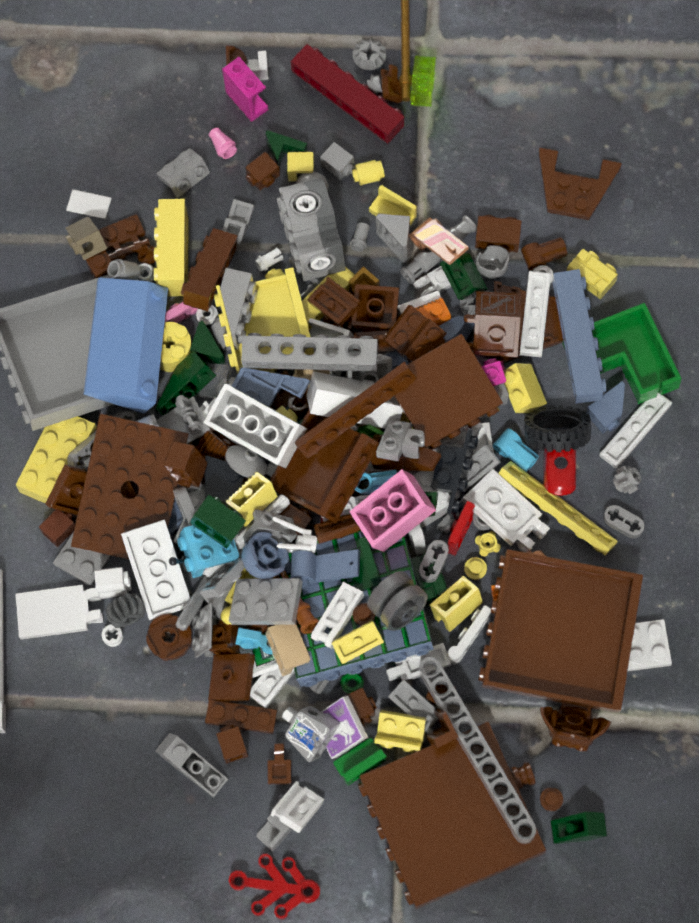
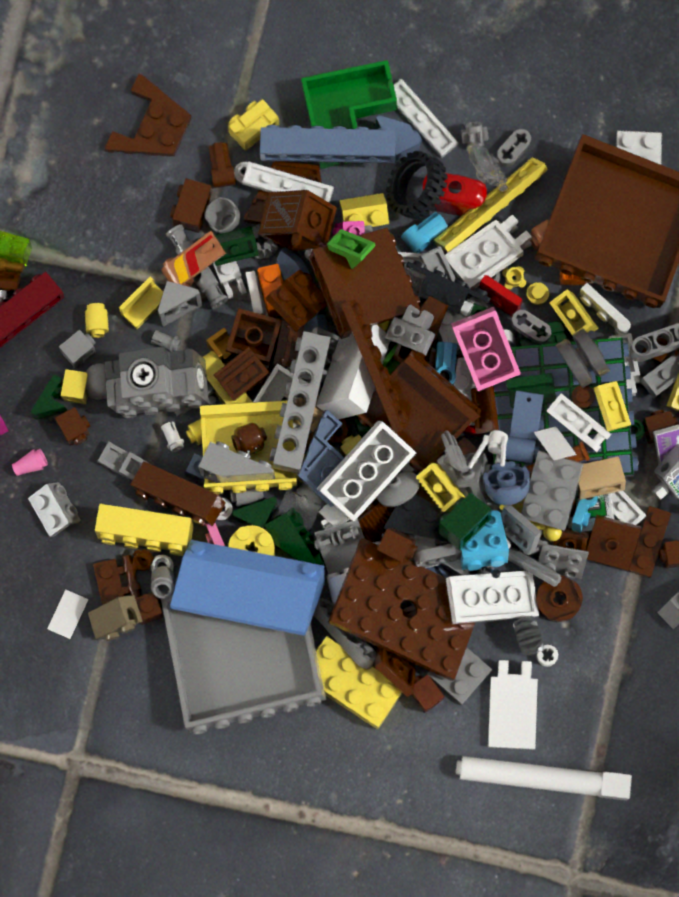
camera: 85 degrees left, 5 degrees up
(112, 582) = (498, 643): white brick -> none
(270, 317) = (249, 438): none -> reddish brown head
(286, 503) = (453, 453): none -> light grey piece
(311, 595) = (555, 443): none -> white sticker
(468, 365) = (350, 246): none -> bright green slope
(593, 489) = (486, 166): none -> clear plate

